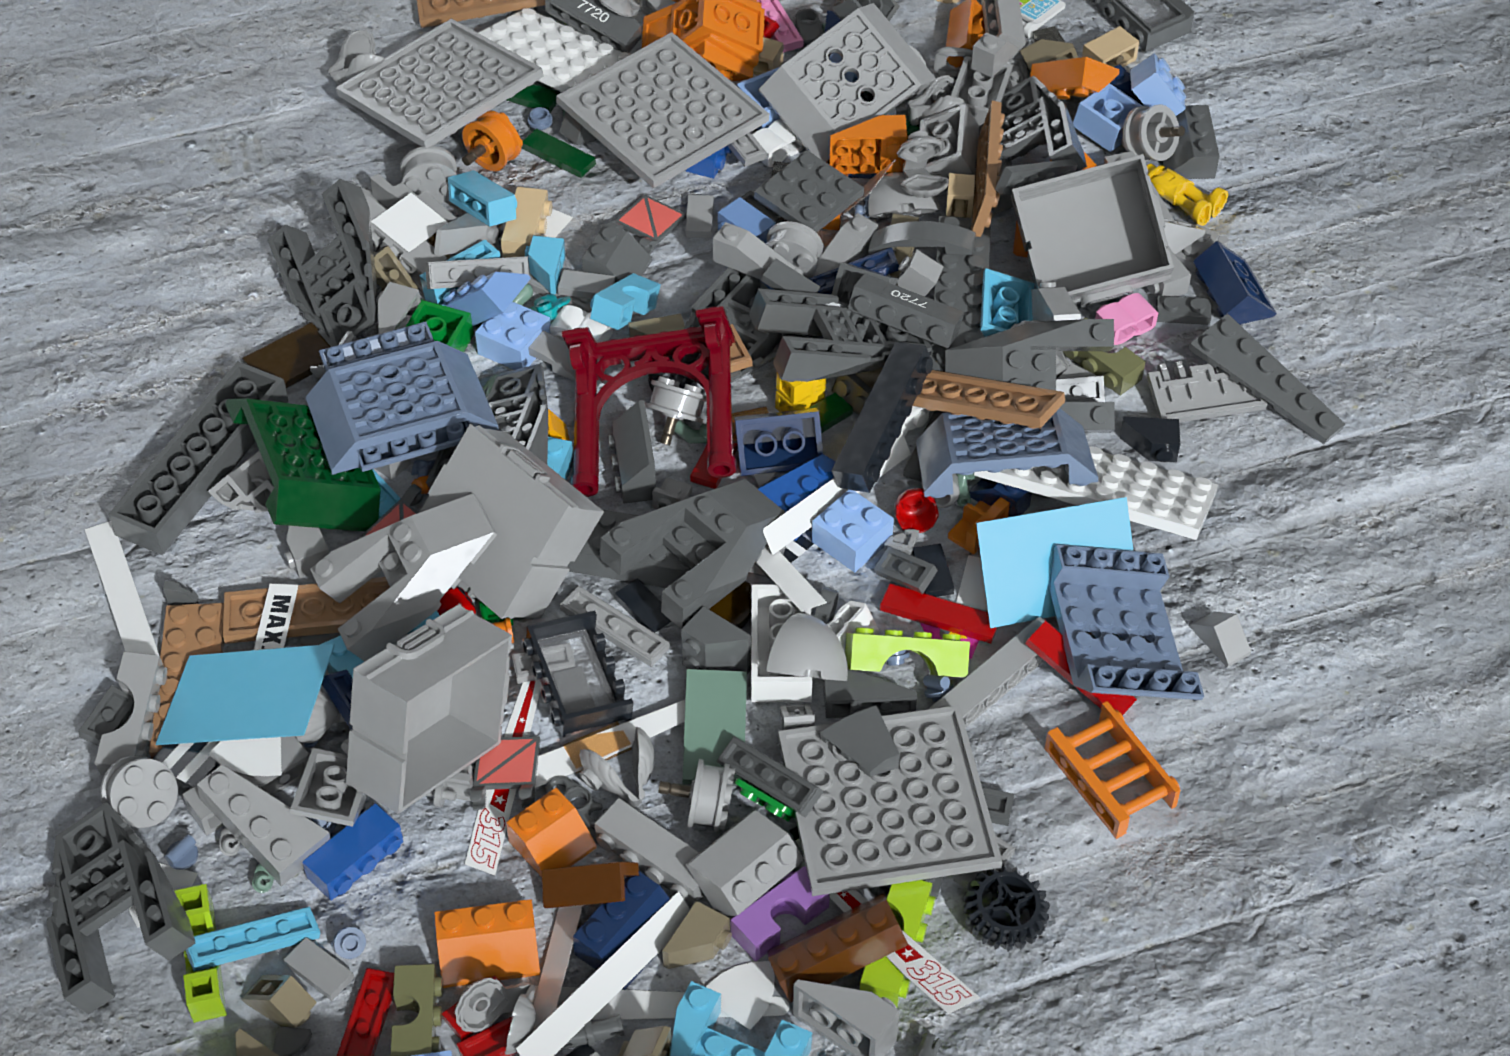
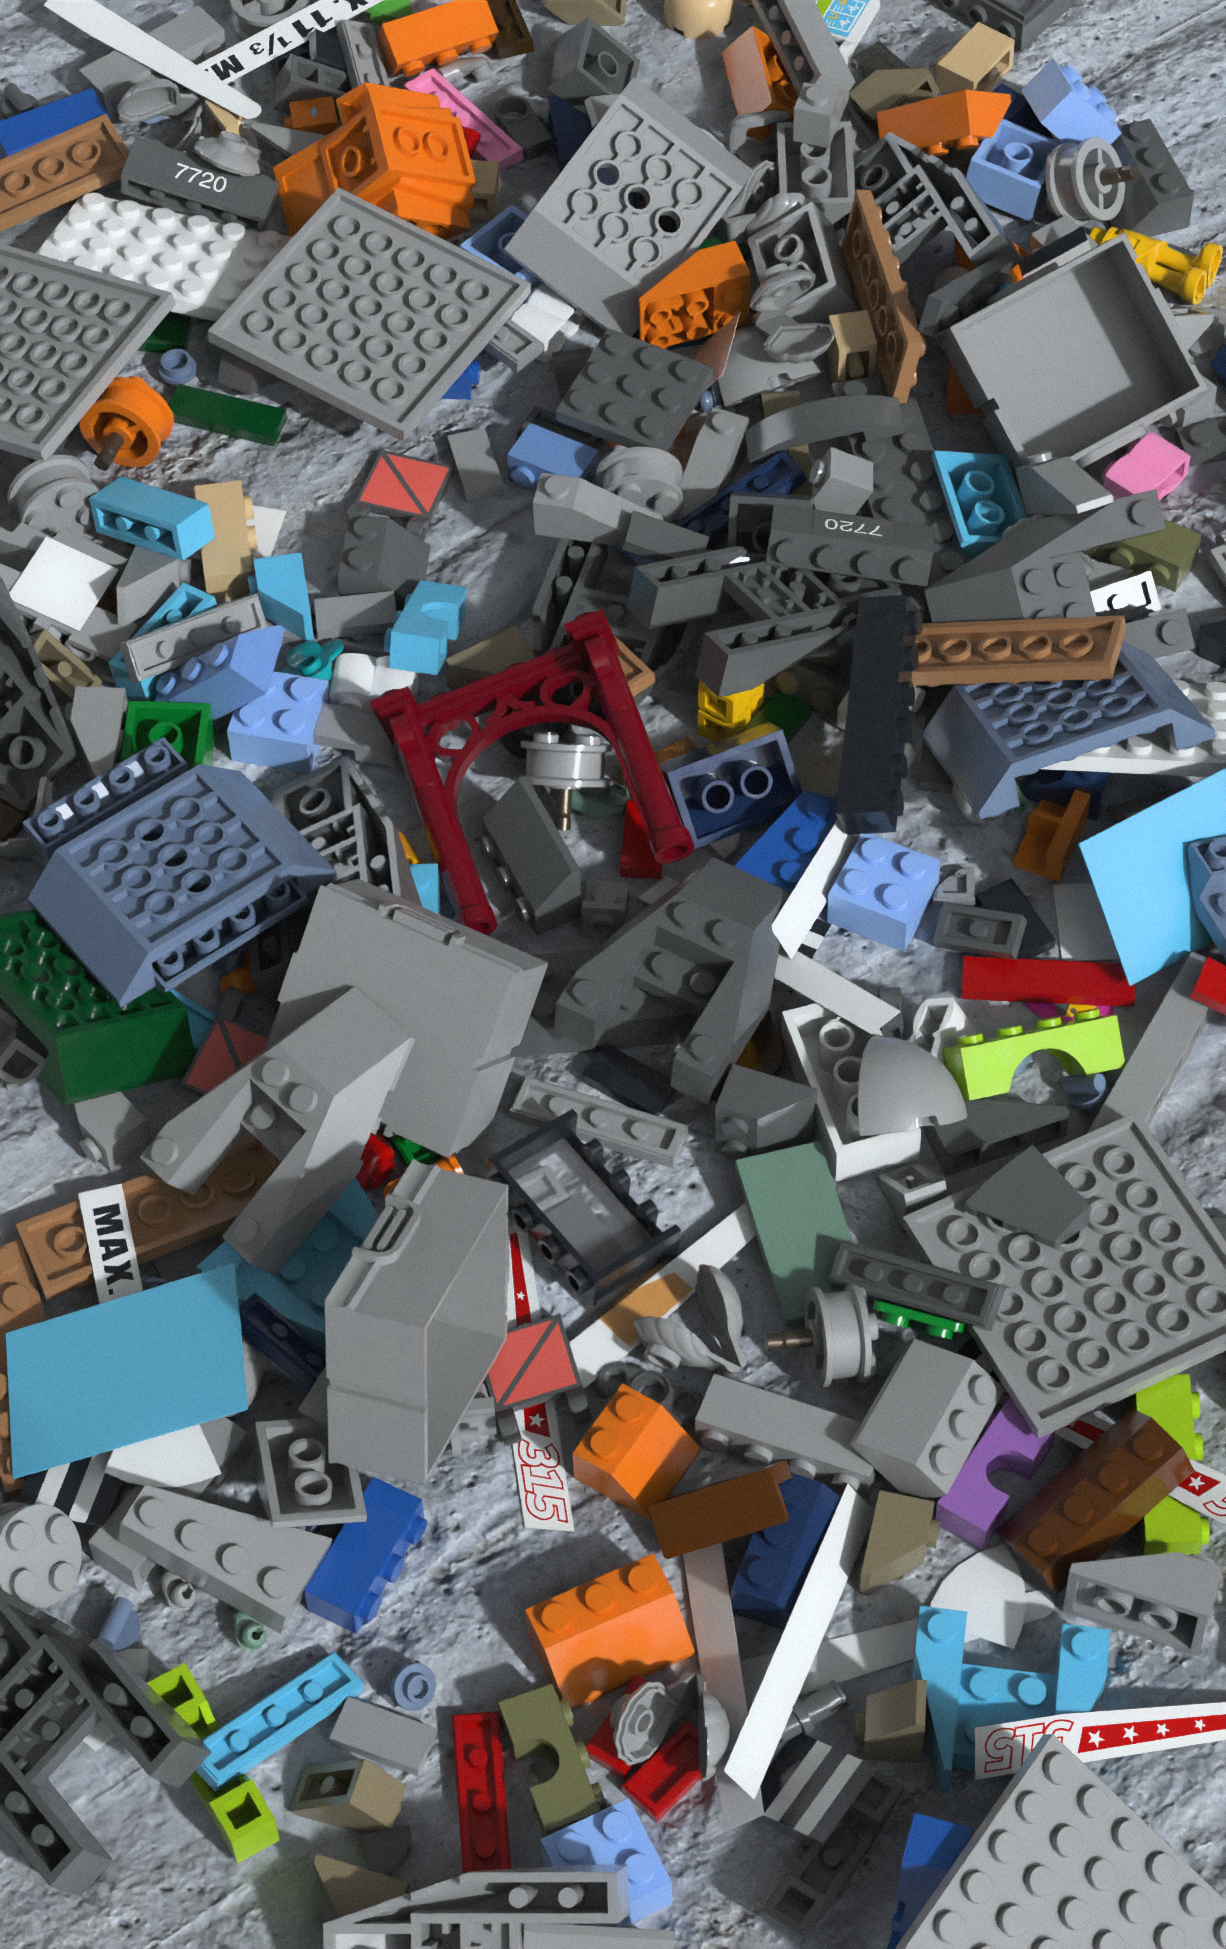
camera: 15 degrees left, 5 degrees up
(916, 510) = (961, 838): red hair -> none

